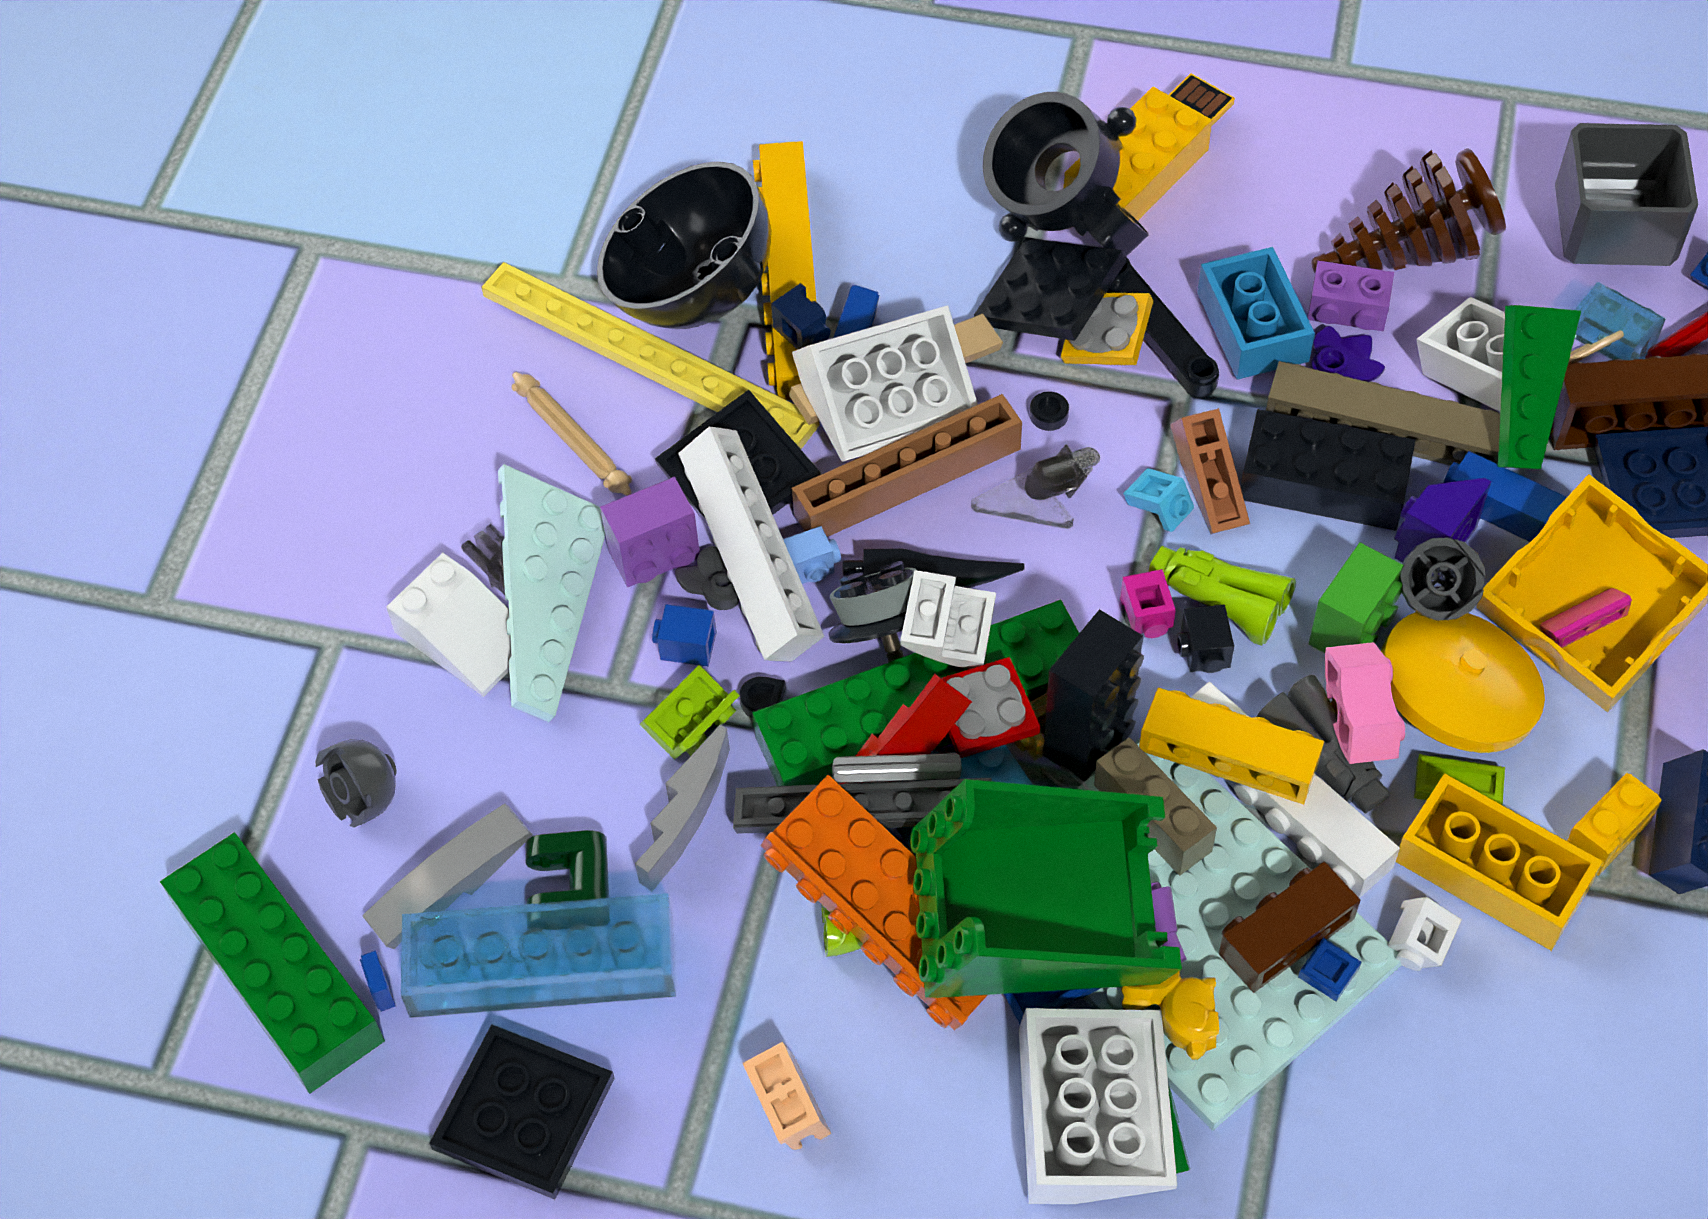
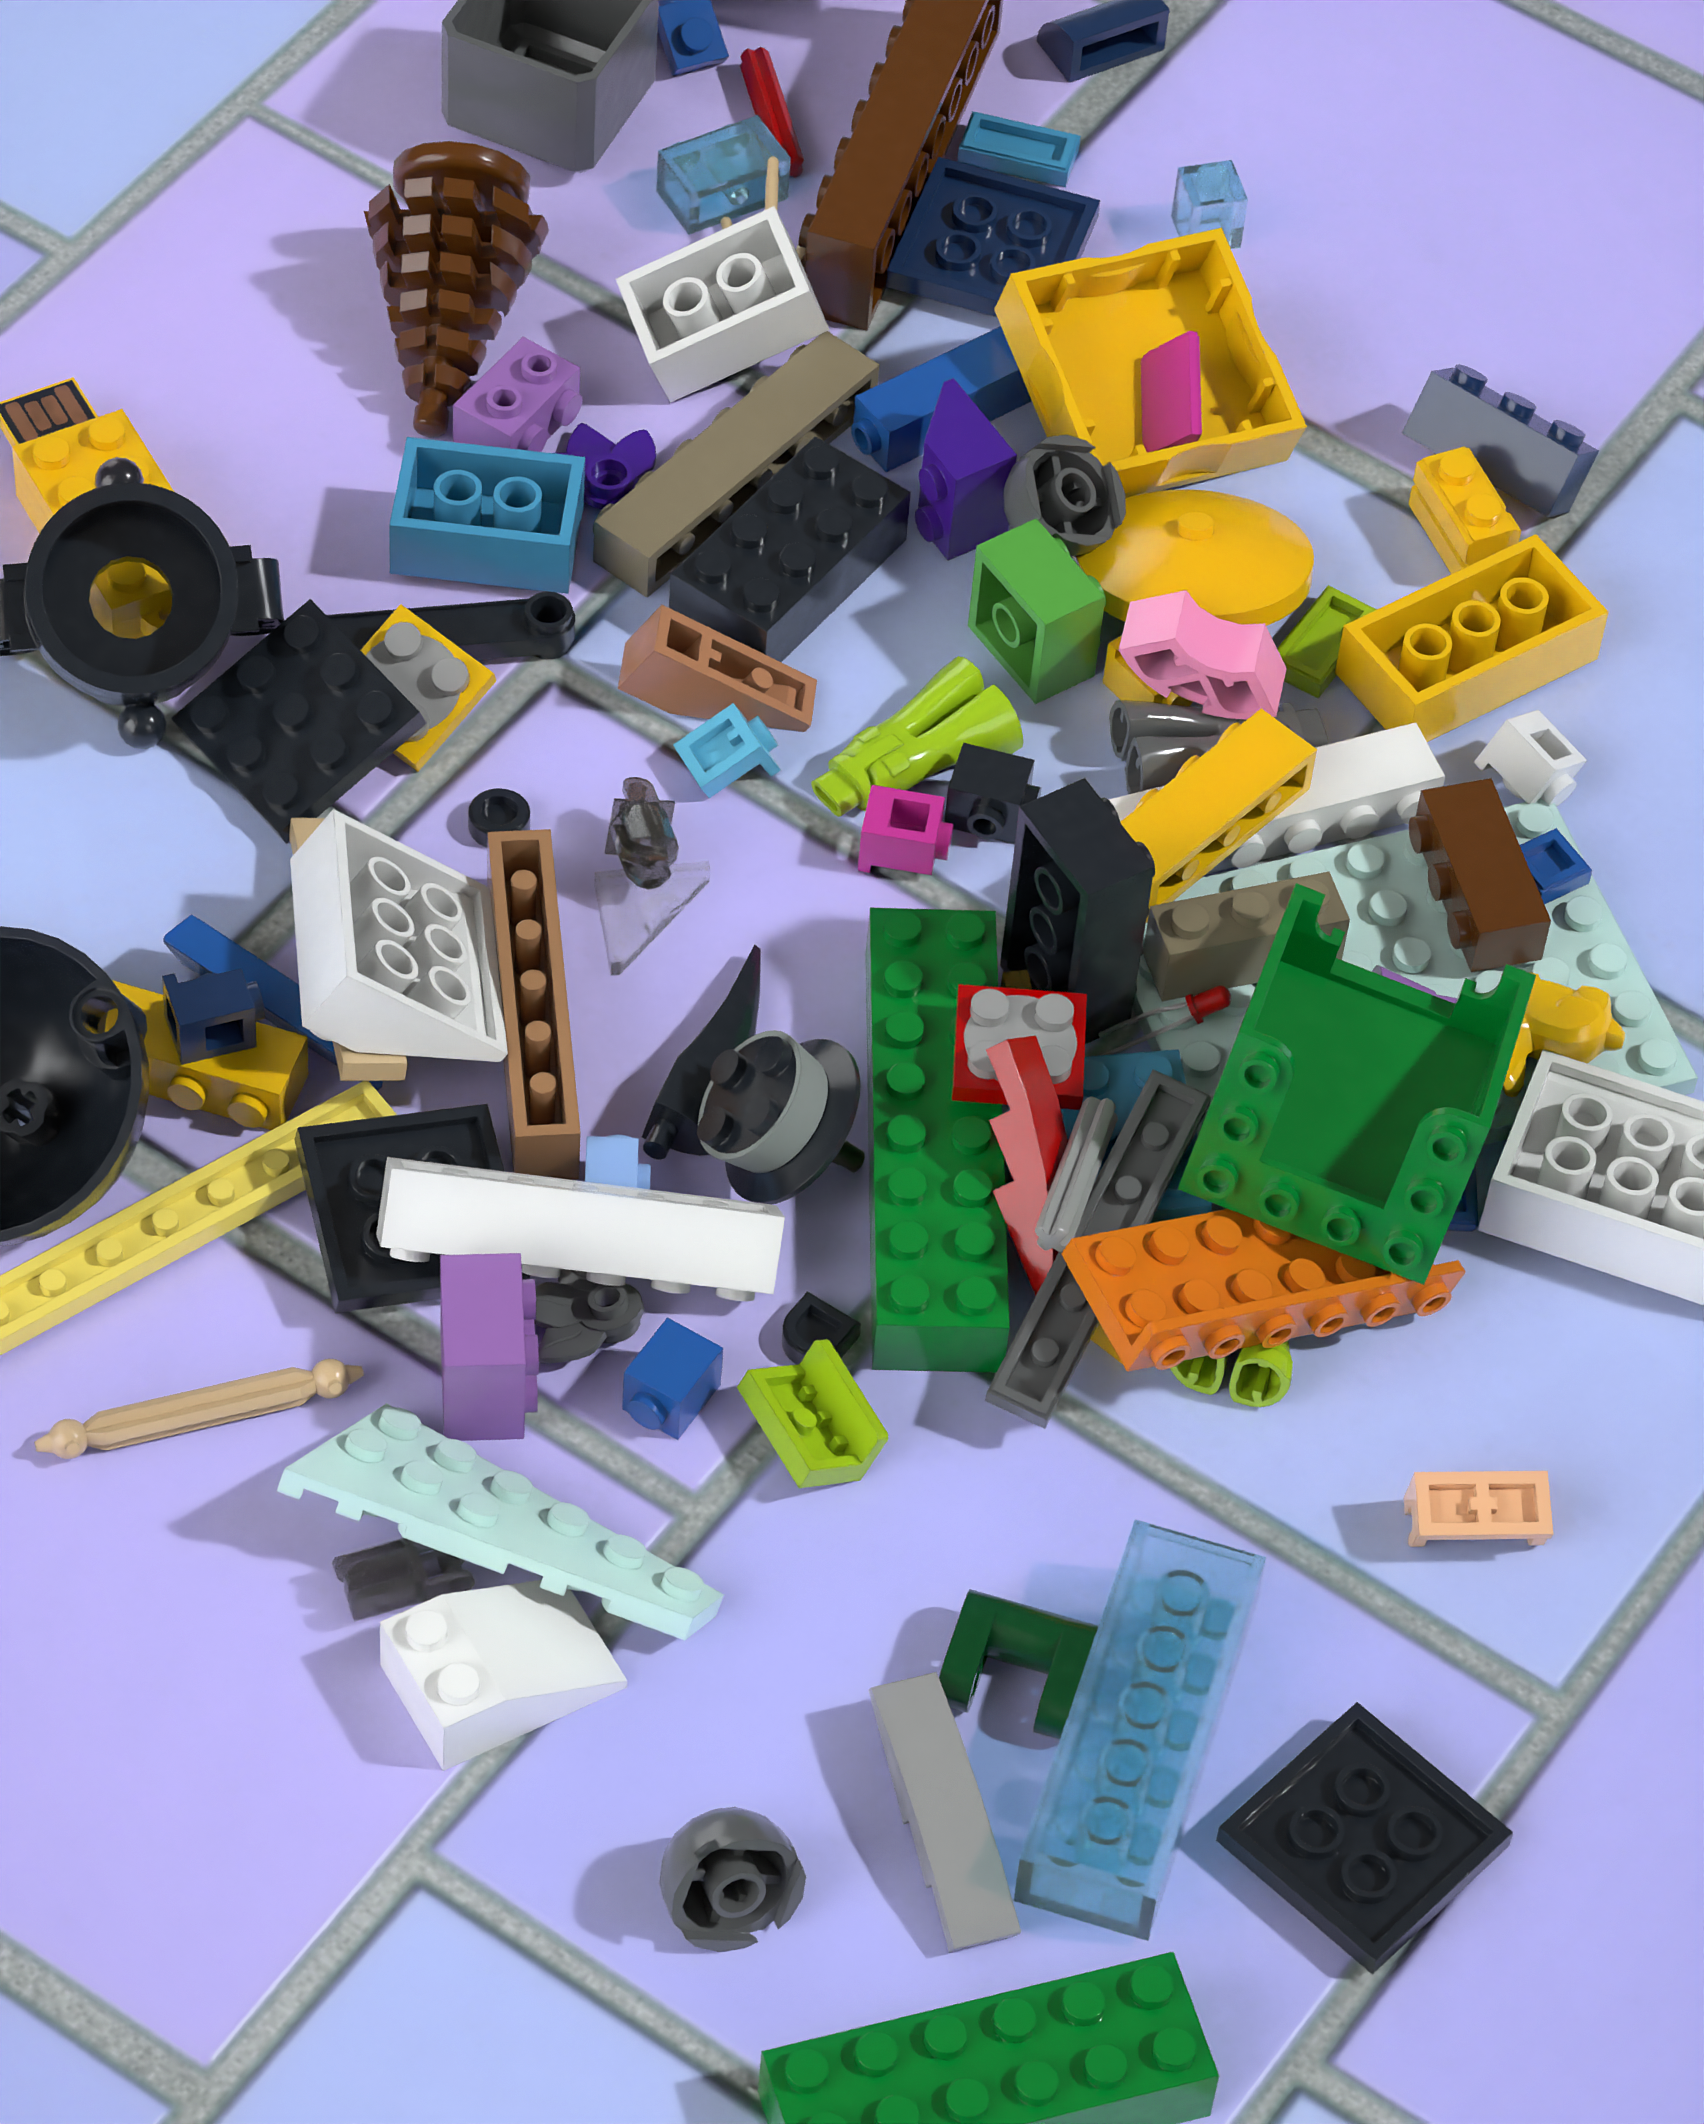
camera: 75 degrees left, 5 degrees down
(377, 981) = (1079, 1950): blue tile -> none
(689, 798) = (956, 1466): light grey slope -> none
(947, 620) = (869, 1024): white slope -> none
(1533, 374) = (811, 253): green wing -> none

